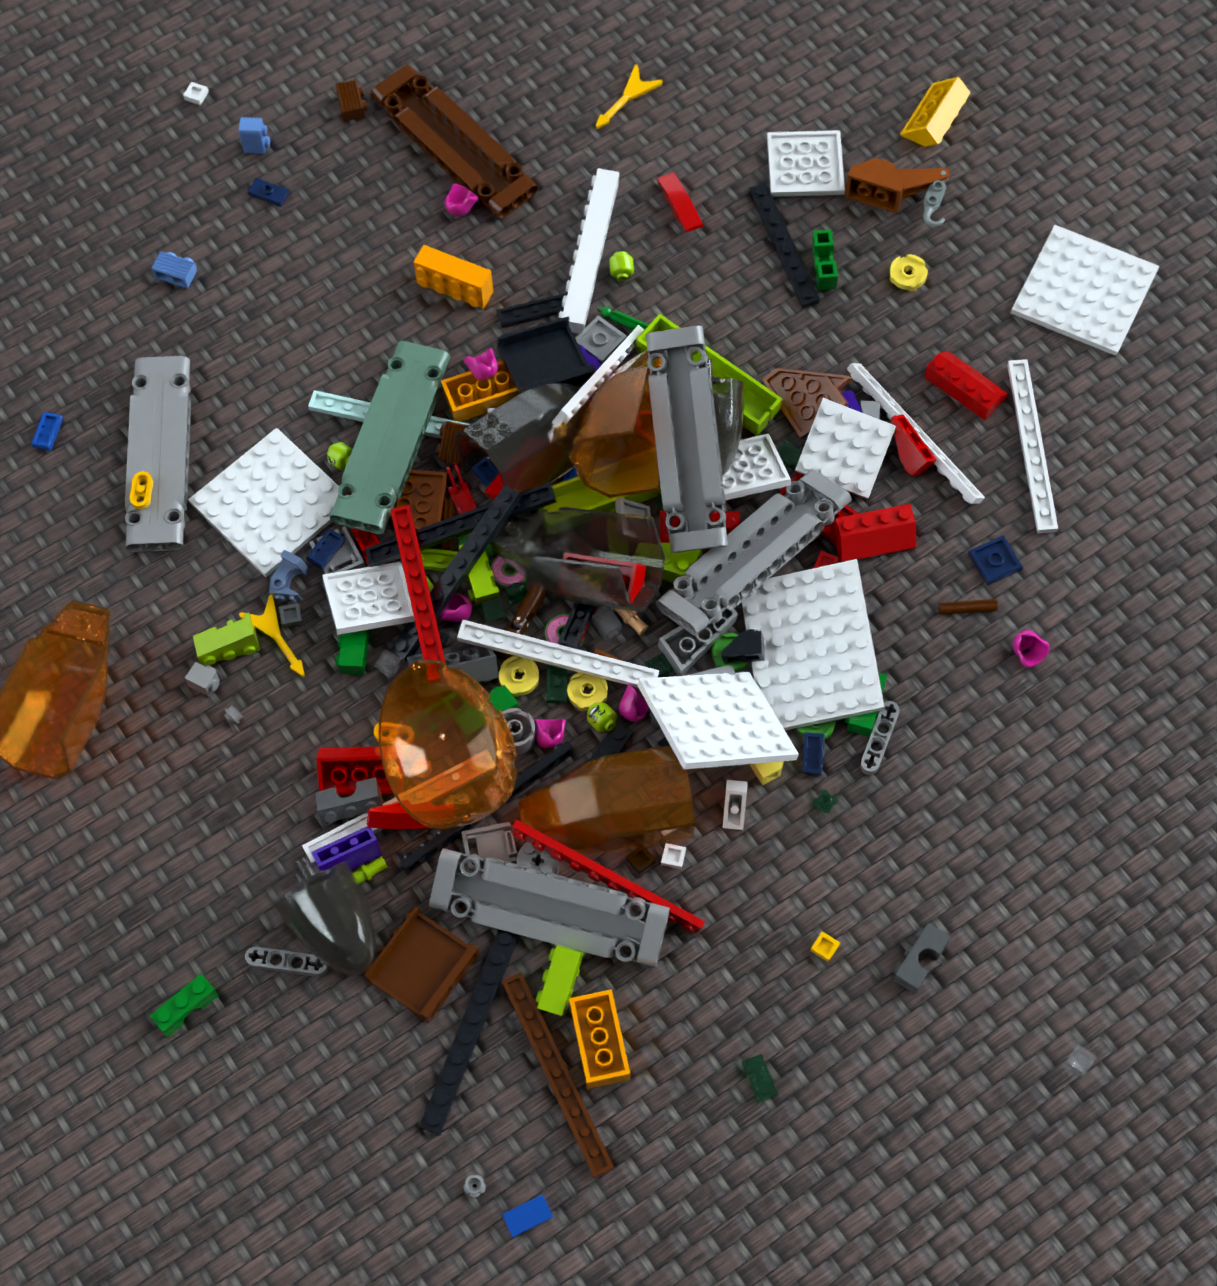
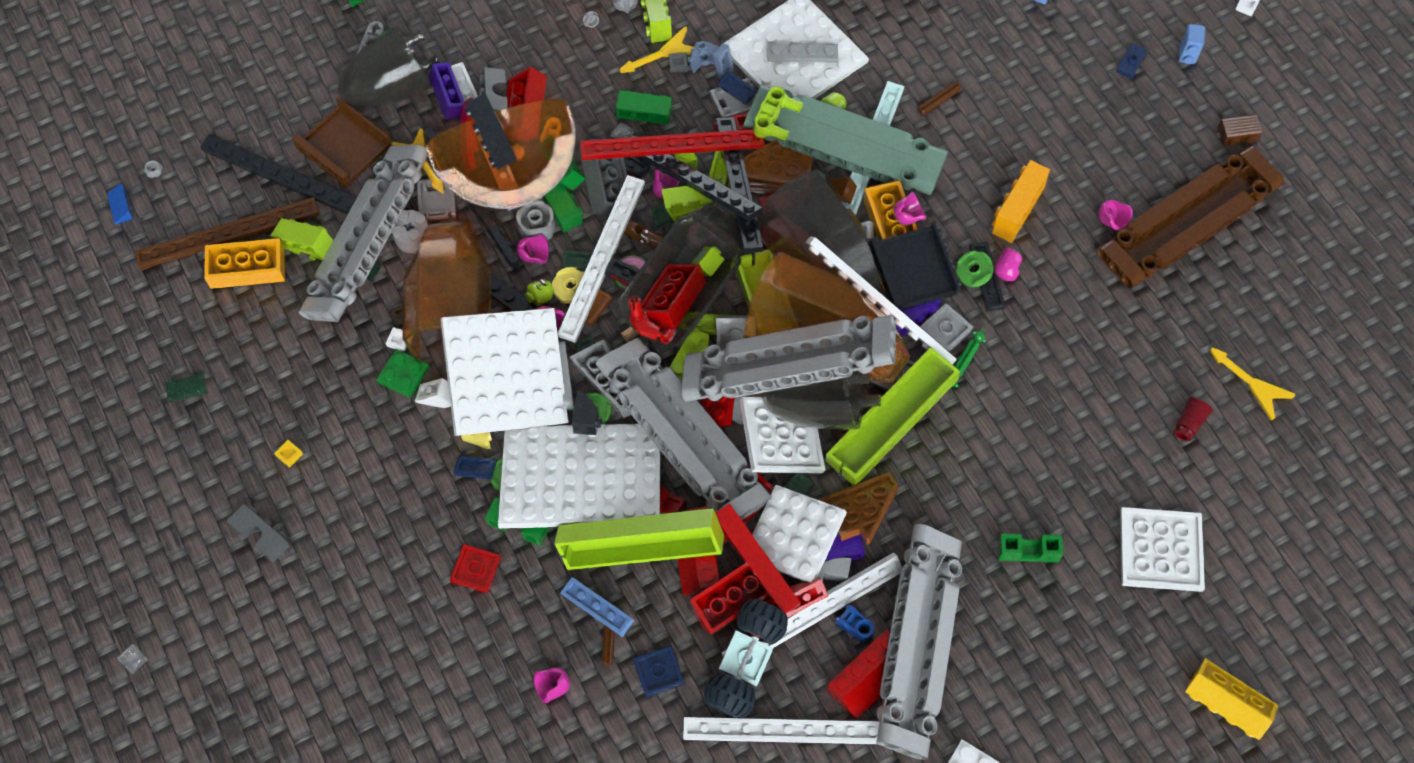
camera: 95 degrees right, 0 degrees up
(276, 488) = (802, 52): none -> light grey plate
(324, 360) = (939, 98): none -> reddish brown axle
(368, 597) = (678, 107): white plate -> none
(369, 870) = (432, 108): lime pin -> none
(375, 497) = (770, 111): none -> lime piece
(417, 778) = (491, 131): none -> black brick
(425, 878) = (419, 140): none -> yellow piece
(521, 665) = (584, 228): light yellow plate -> none
(525, 287) = (1007, 265): none -> dark pink hair
(529, 306) = (977, 278): none -> bright green tile
(552, 548) = (709, 260): none -> lime brick
(590, 249) = (1053, 327): white brick -> none
(600, 873) = (381, 275): red plate -> none
(621, 266) = (1032, 354): lime head -> none
(647, 592) = (642, 324): none -> red arm
(674, 139) = (1192, 418): none -> dark red plant
(680, 202) = (1110, 416): red slope -> none
(712, 846) = (403, 373): none -> green plate
(784, 245) = (1057, 515): black plate -> none
(825, 807) = (426, 478): clear green plate -> none
(880, 738) = (484, 527): light grey beam -> none
(882, 570) = (640, 539): none -> lime piece
(884, 186) = (1124, 631): dark orange slope -> none
(885, 467) = (757, 559): none -> red tile
(905, 281) = (1006, 644): light yellow plate -> none
(918, 398) = (852, 621): none -> blue piece
(919, 493) = (723, 599): none -> red slope
(920, 739) = (475, 568): none -> red tile
(946, 615) = (597, 607): none -> medium blue plate
(978, 477) = (746, 658): none -> black plate
(1003, 346) = (919, 642): none -> light grey panel

